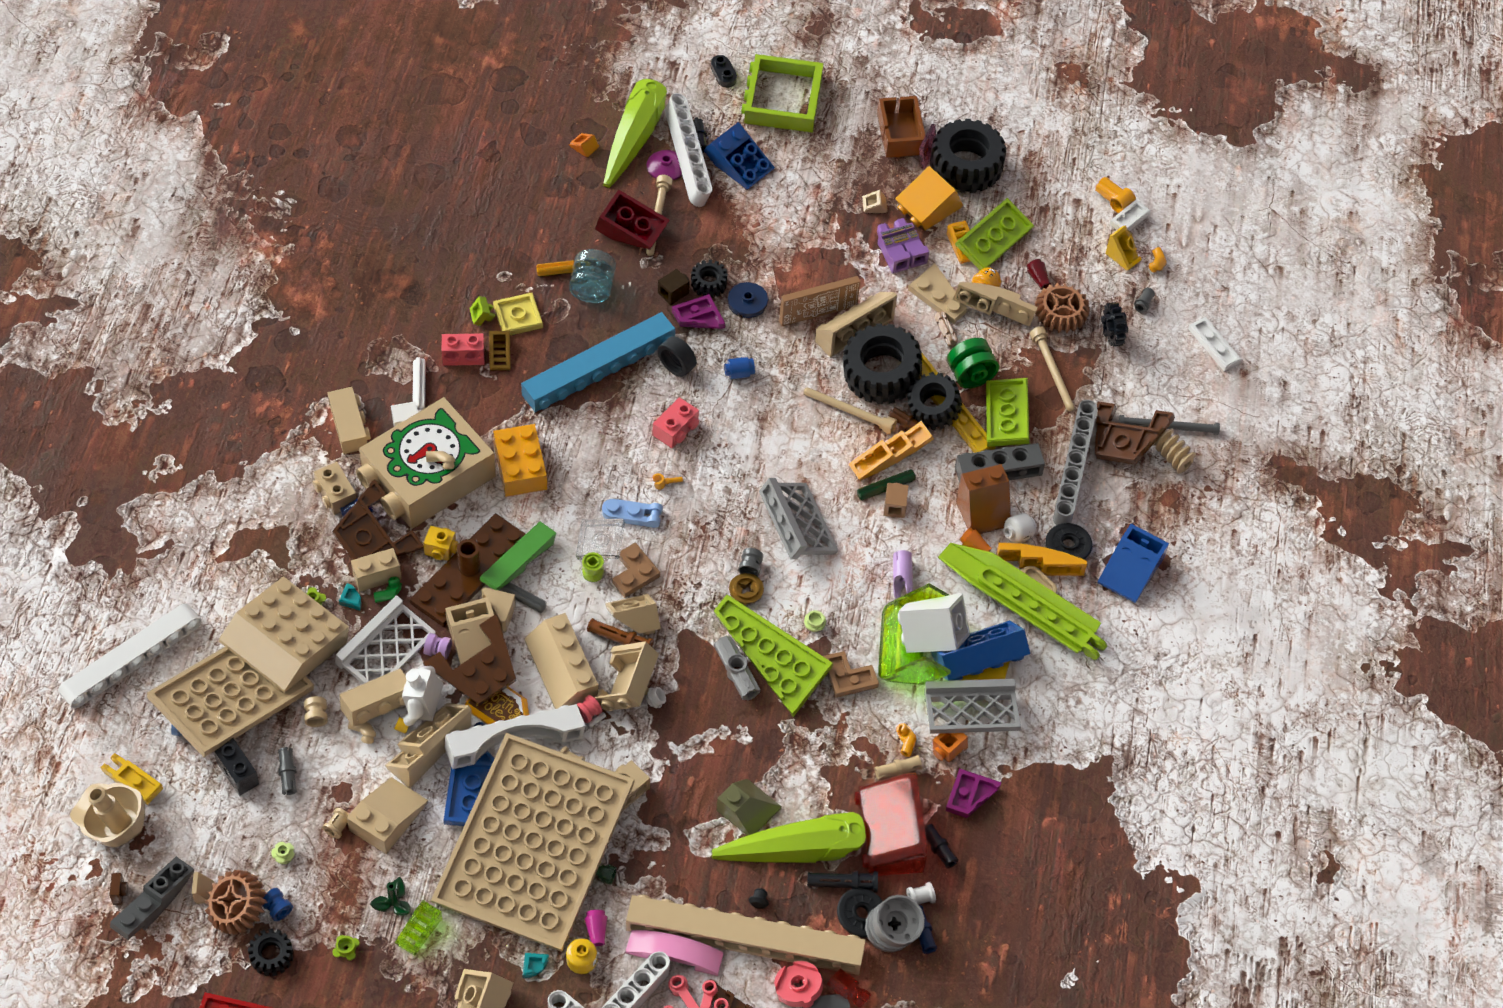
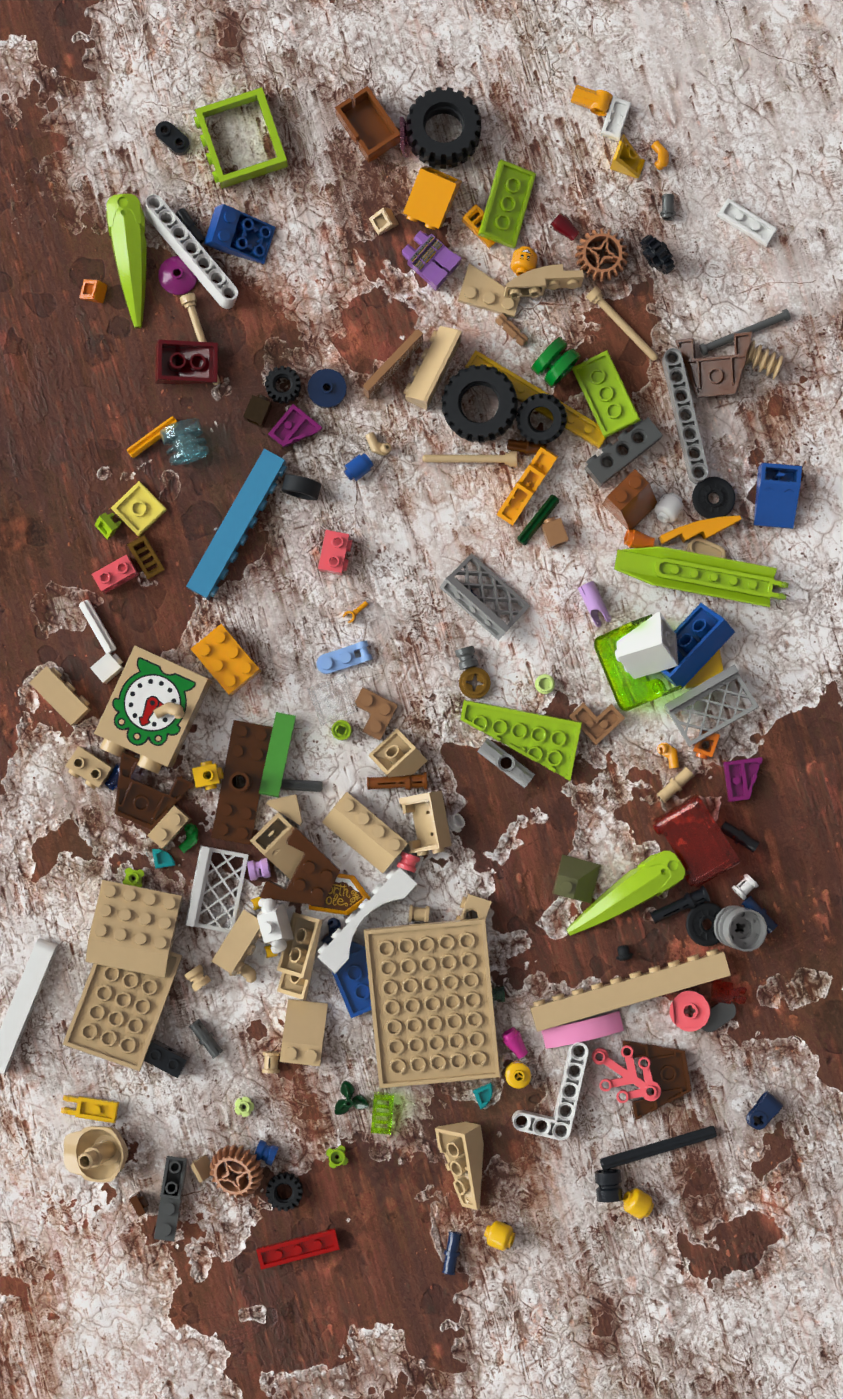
camera: 25 degrees left, 30 degrees up
(765, 361) = (377, 447): none -> tan arm

